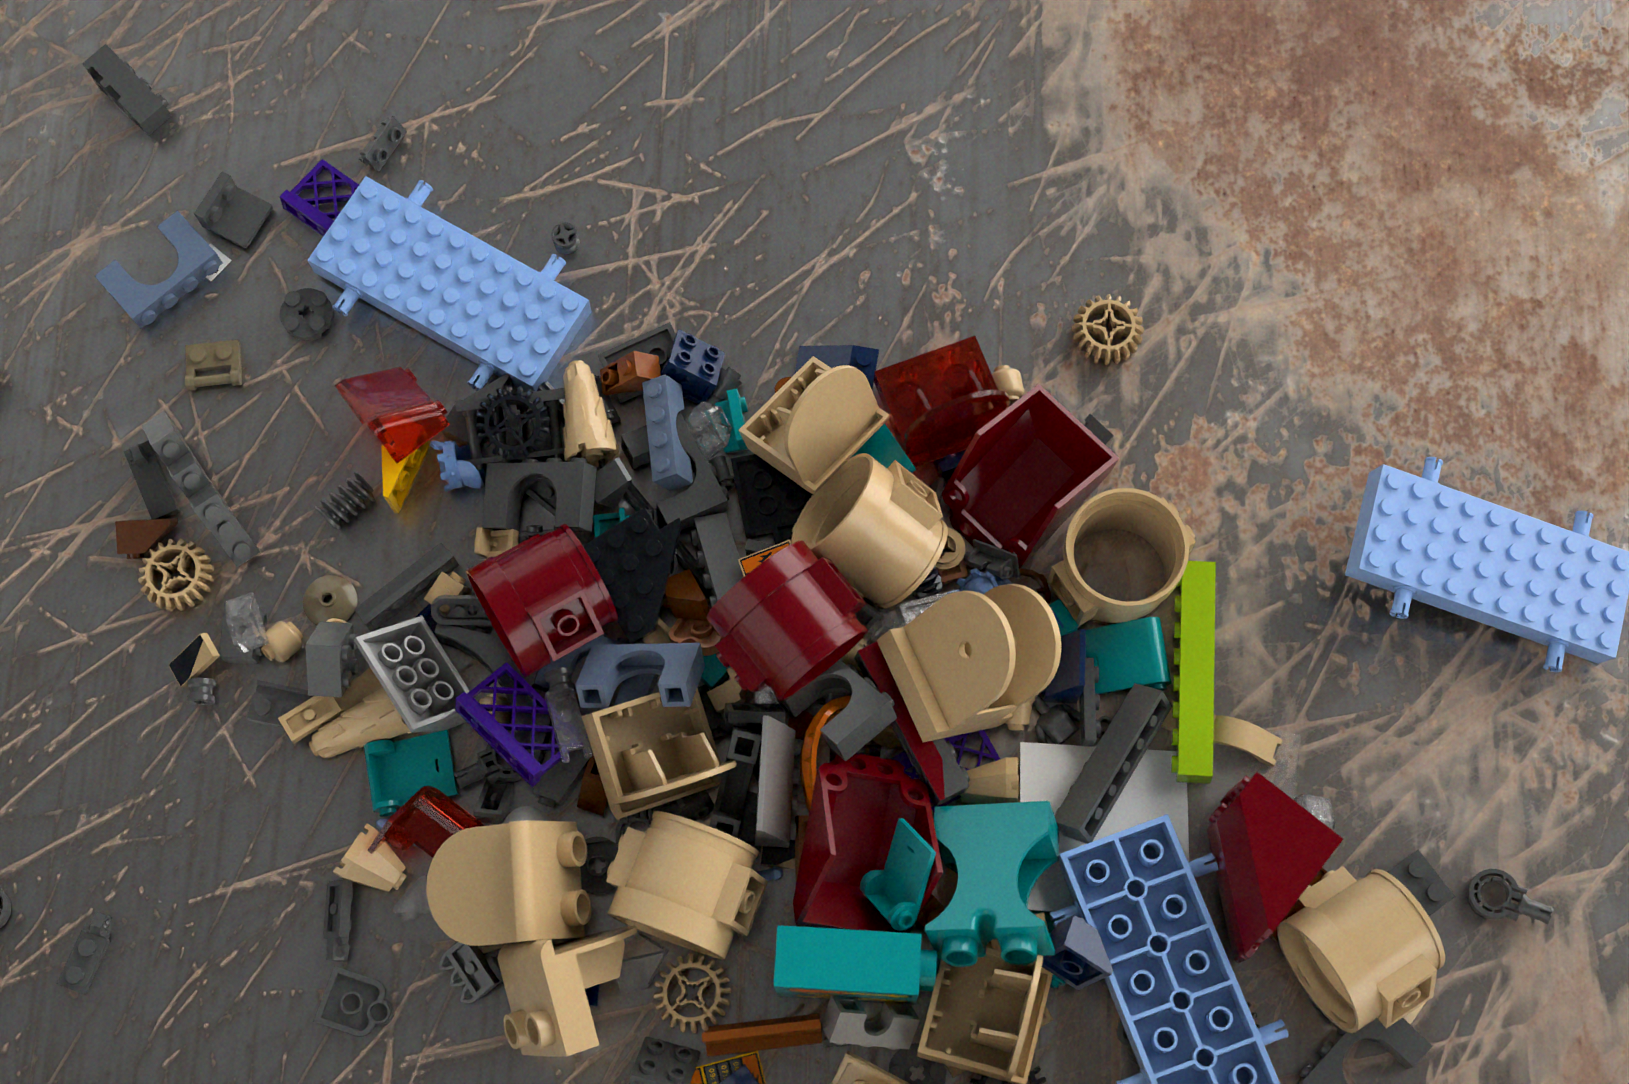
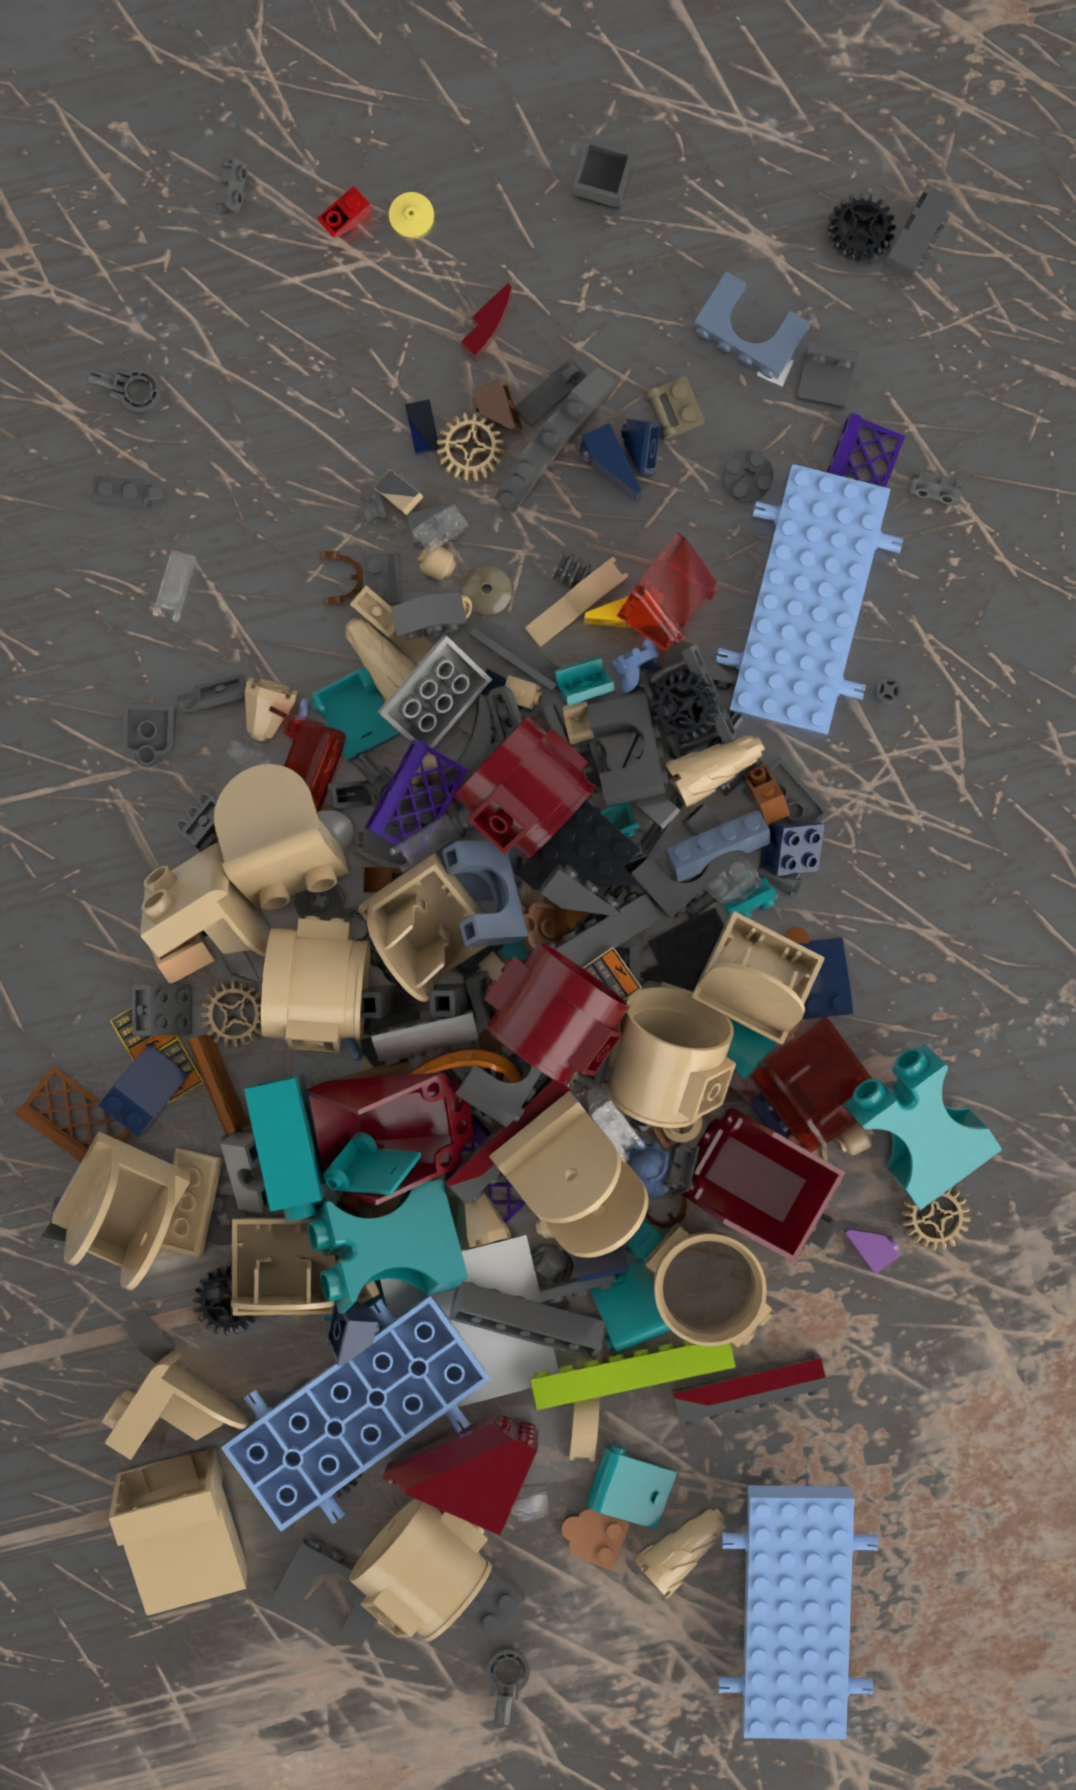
camera: 70 degrees right, 15 degrees up
(56, 524) = (487, 323): none -> dark red slope
(118, 146) = (856, 219): none -> black gear
(137, 619) = (422, 426): none -> black tile
(204, 927) = (175, 583): none -> clear hinge
(231, 402) = (642, 443): none -> dark blue slope
(236, 747) = (338, 600): none -> reddish brown piece
(241, 436) = (608, 459): none -> dark blue slope
(372, 511) = (575, 602): none -> tan piece
(455, 525) = (583, 681): none -> teal bracket
(614, 1035) = (185, 958): none -> light nougat slope
(668, 586) = (572, 893): none -> dark grey slope
(1024, 307) = (930, 1141): none -> brick
(1125, 397) = (873, 1248): none -> medium lavender slope
(1242, 558) = (750, 1389): none -> brick
(1319, 709) = (627, 1487): none -> teal door
(1364, 760) = (595, 1537): none -> nougat plate
(1401, 675) = (678, 1552): none -> tan cone

